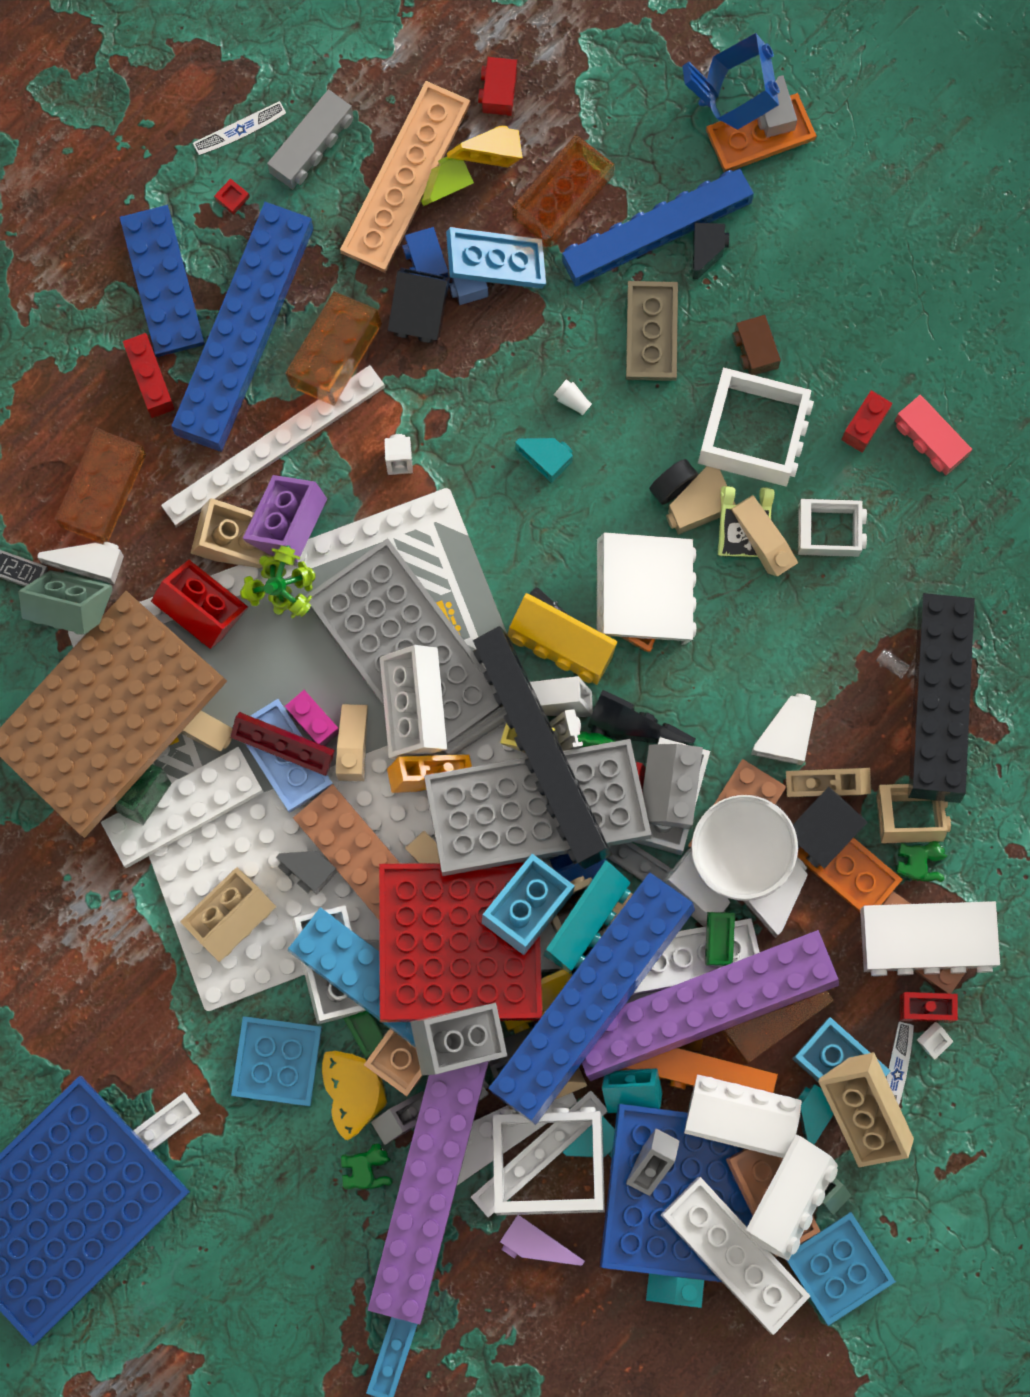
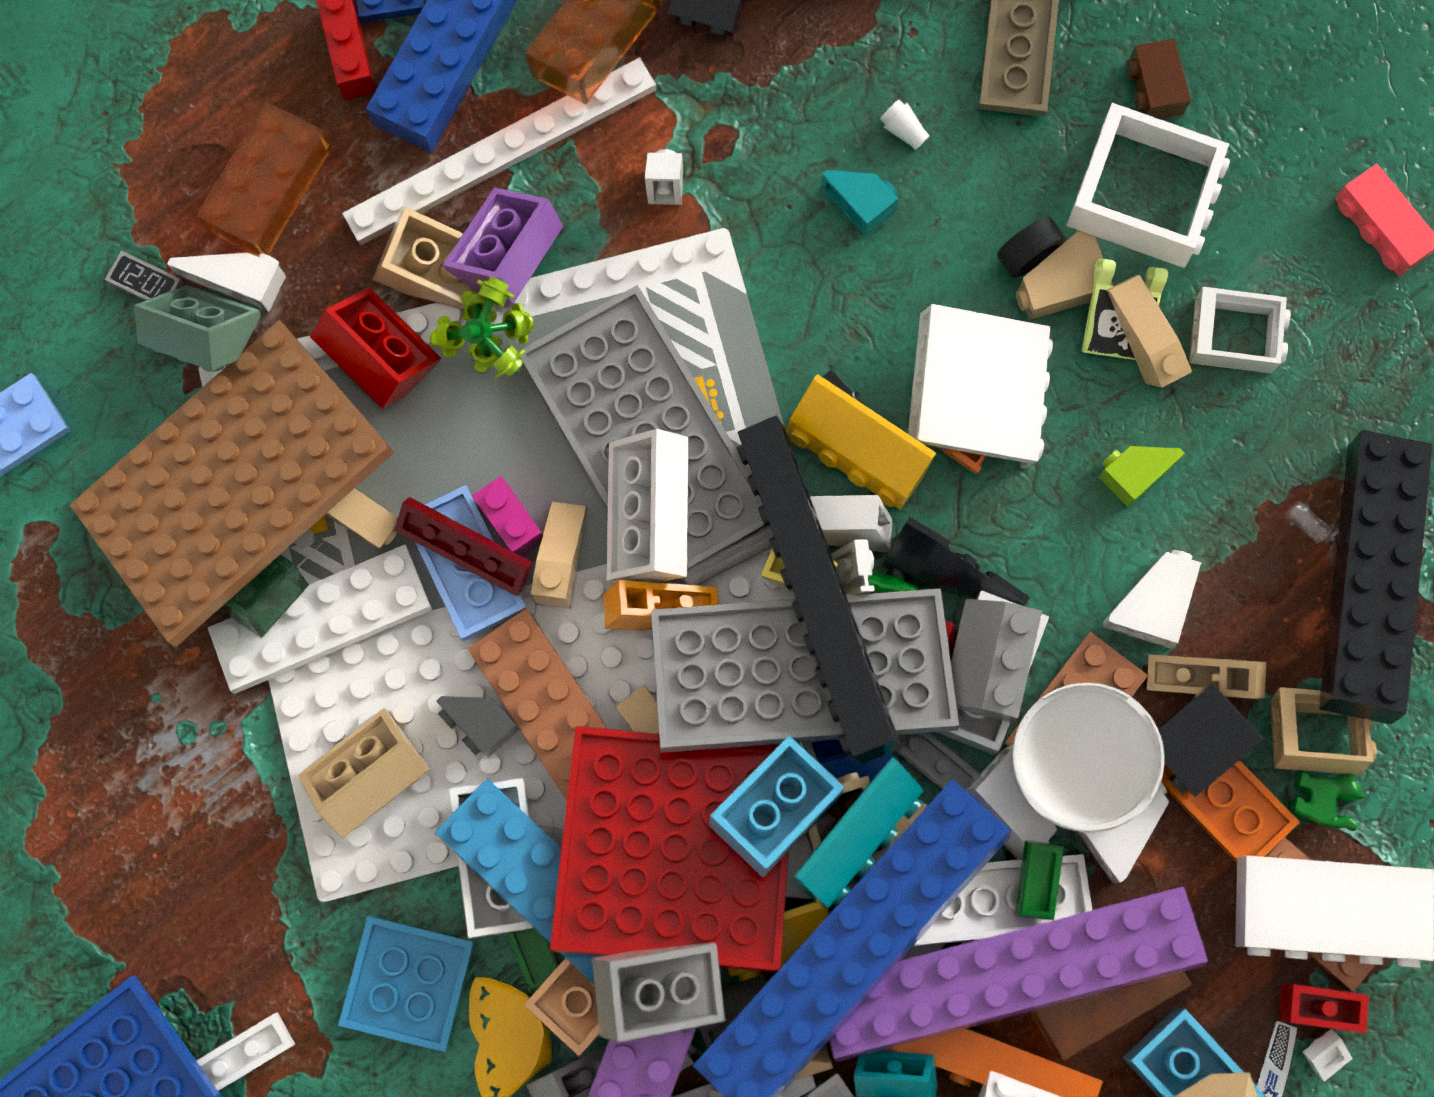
camera: 10 degrees right, 0 degrees up
(766, 638) = (1136, 470): none -> lime slope
(866, 421) = (1299, 193): red brick -> none

